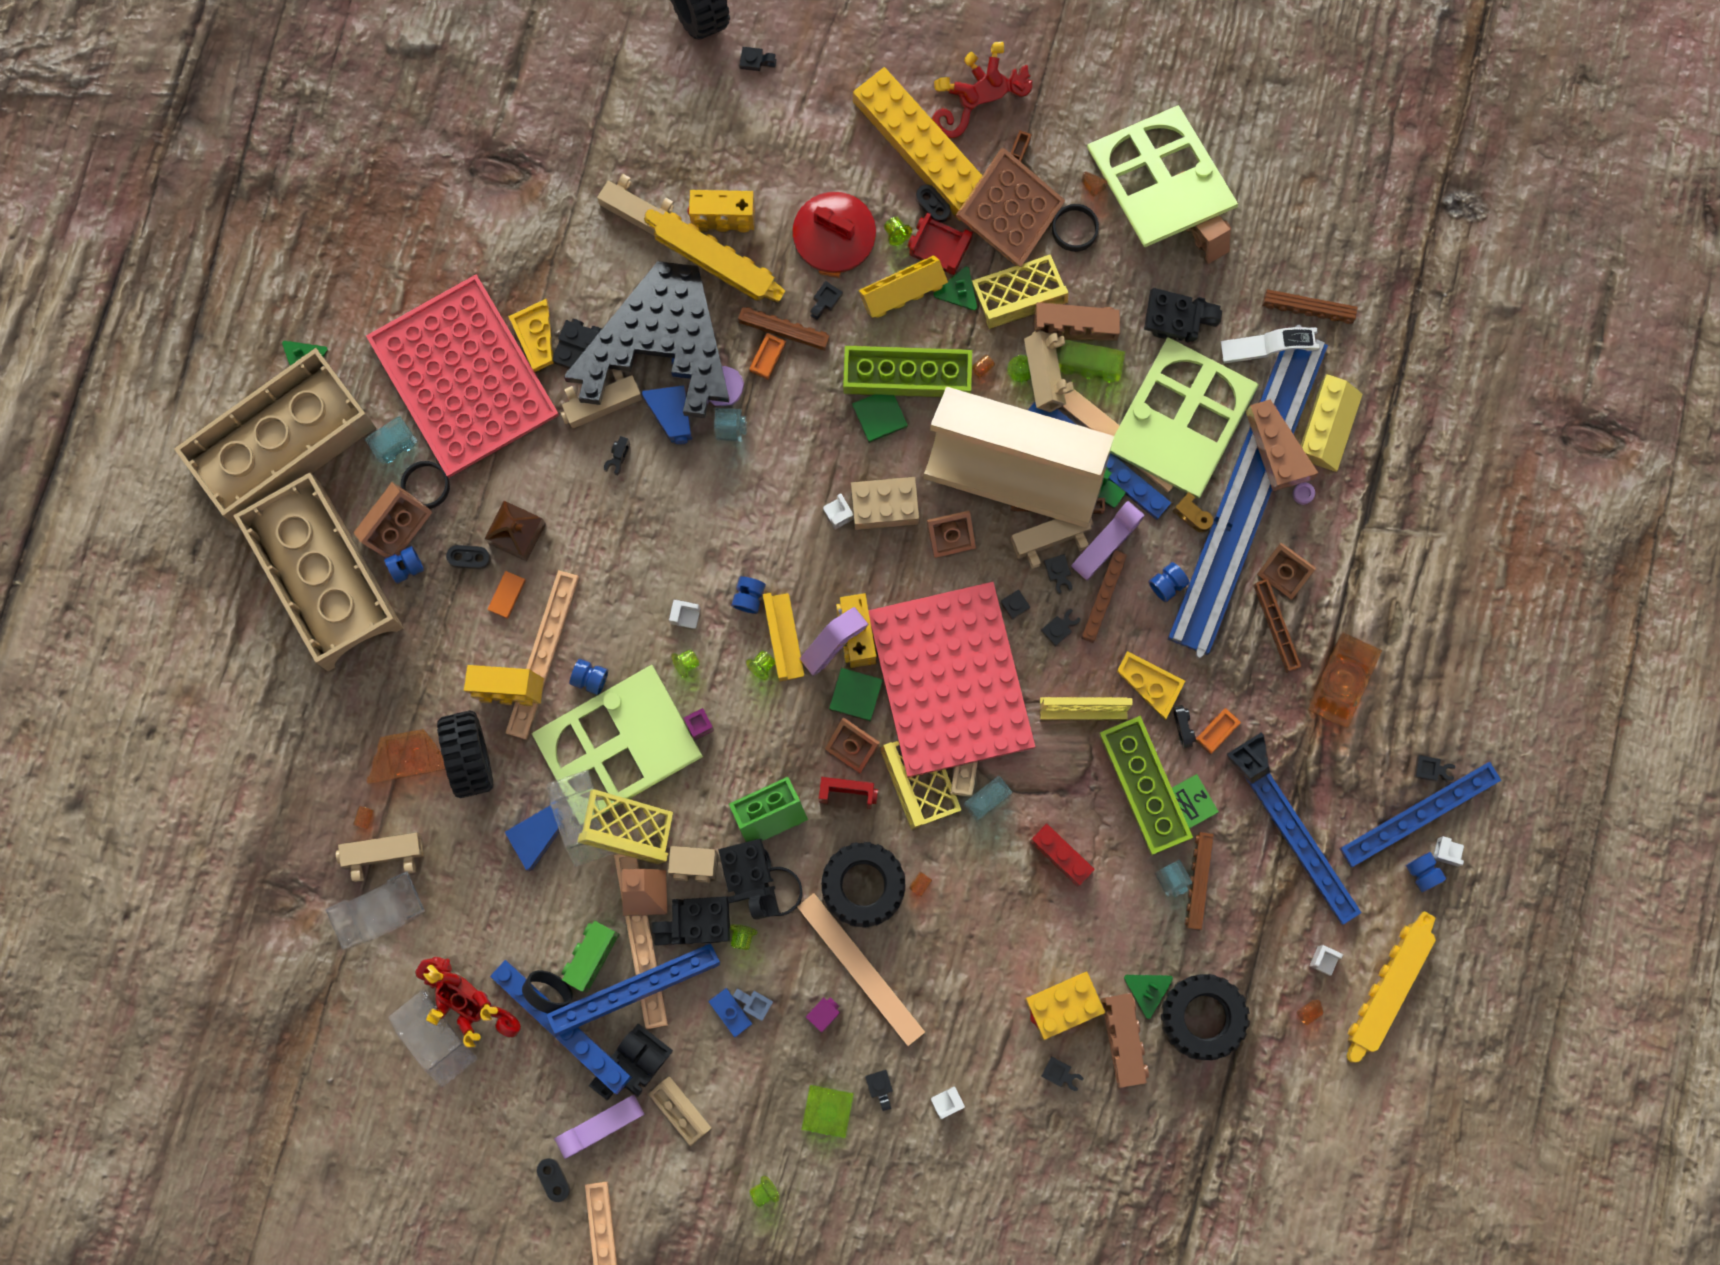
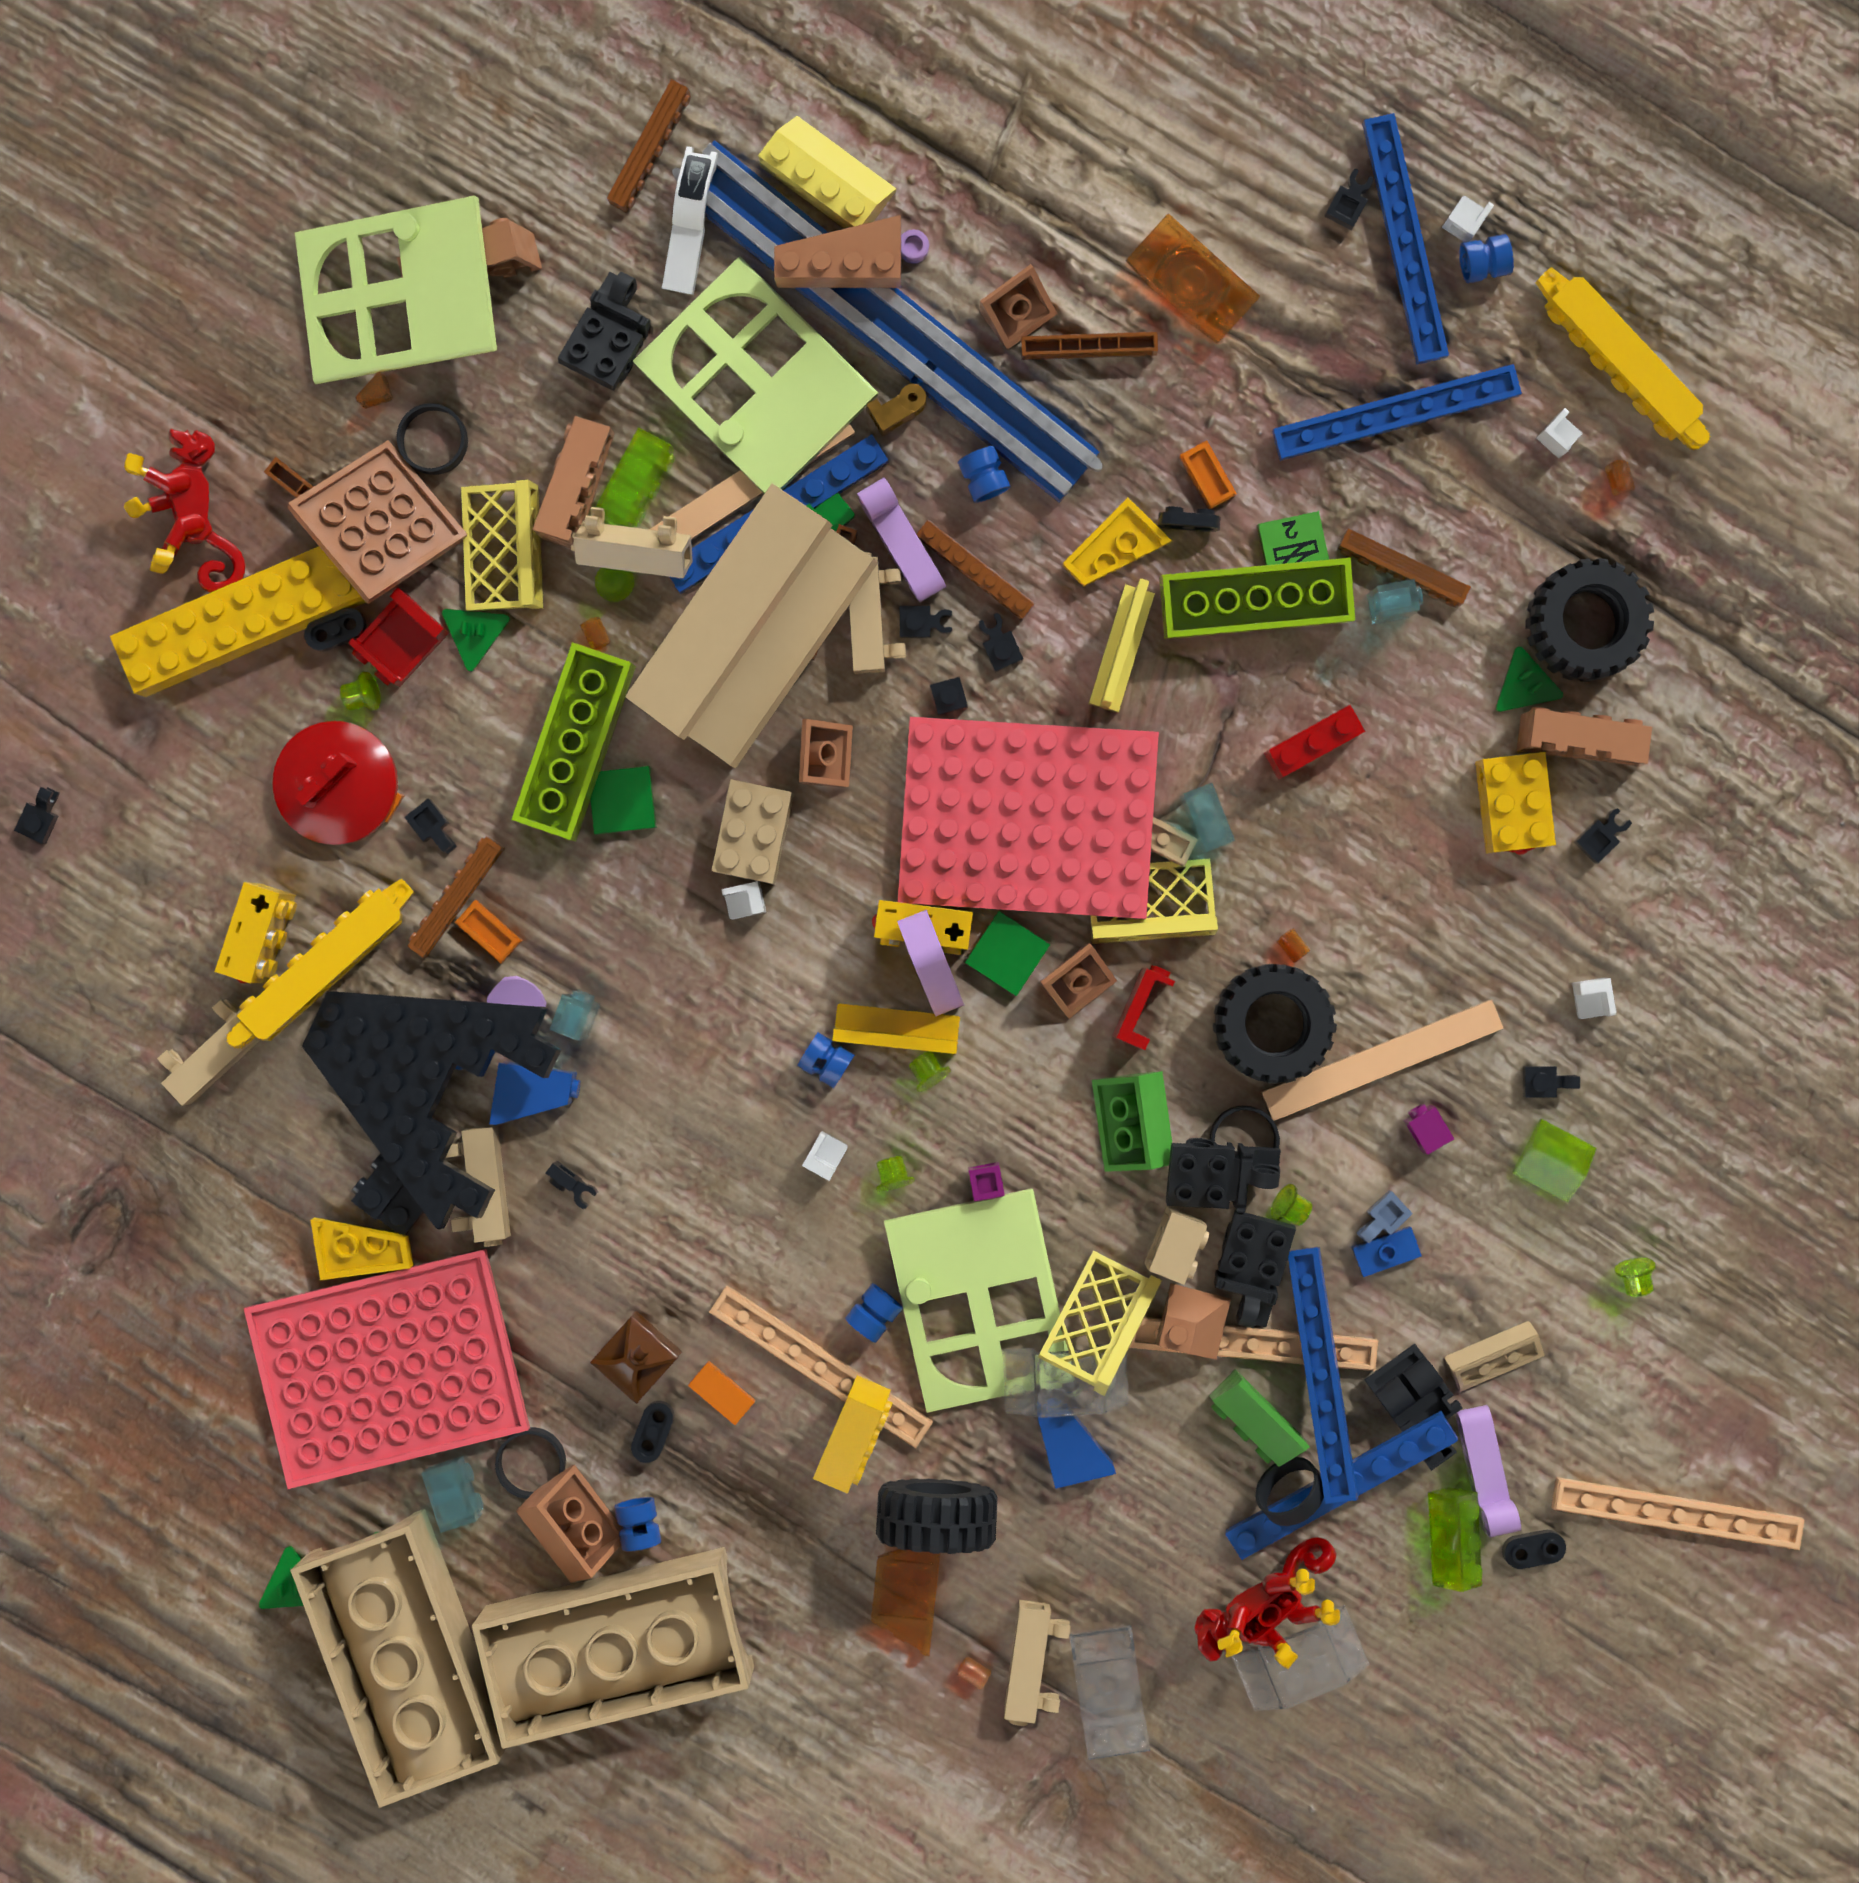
camera: 75 degrees left, 10 degrees up
(545, 1118) = (1455, 1539): none -> clear neon green brick
(903, 287) = (447, 710): yellow brick -> none
(1251, 758) = (1262, 442): black wing -> none

